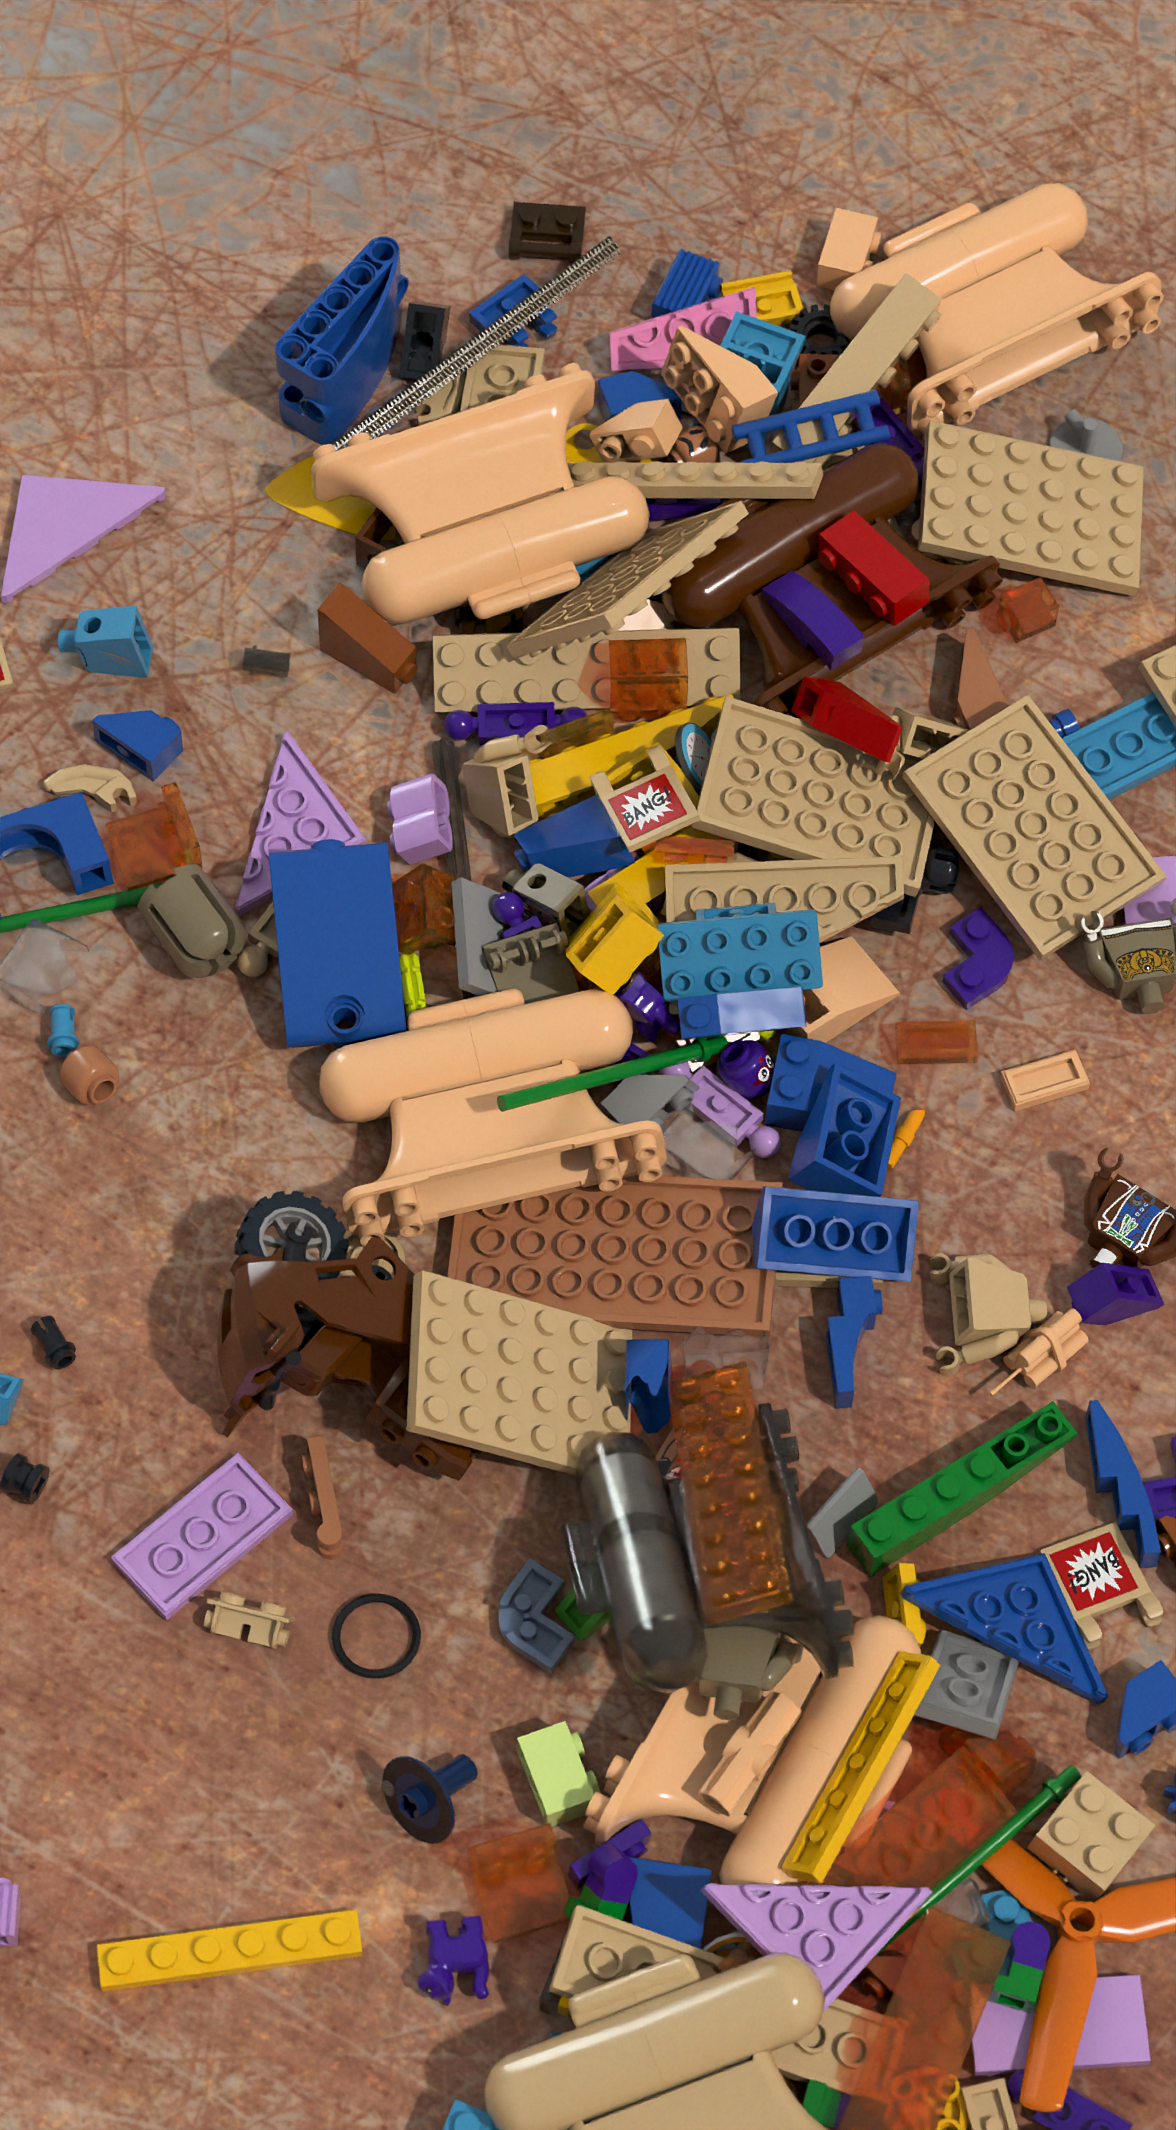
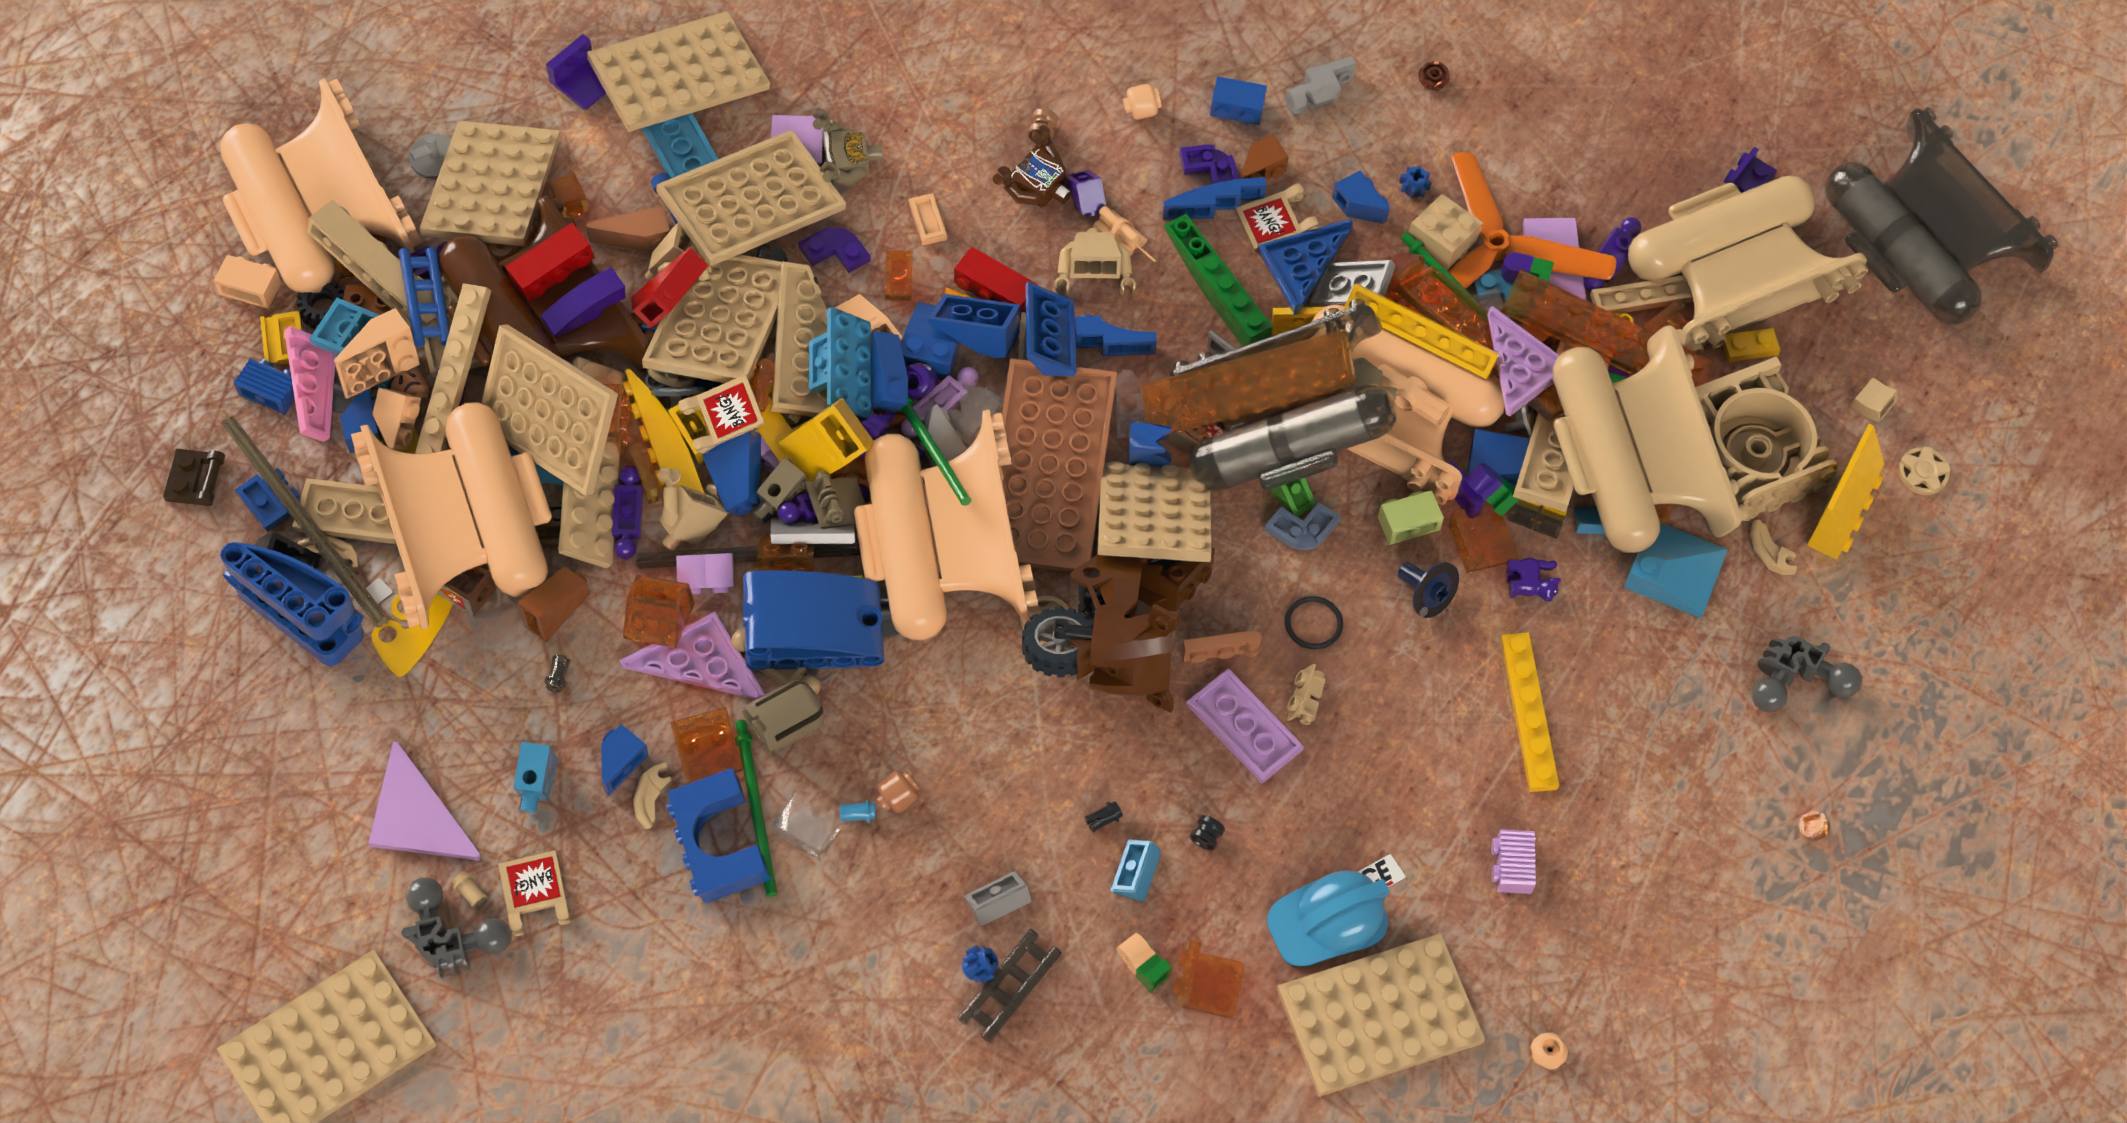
camera: 90 degrees left, 0 degrees up
(353, 763) = (657, 611): none -> clear orange slope
(935, 1165) = (990, 279): none -> red brick

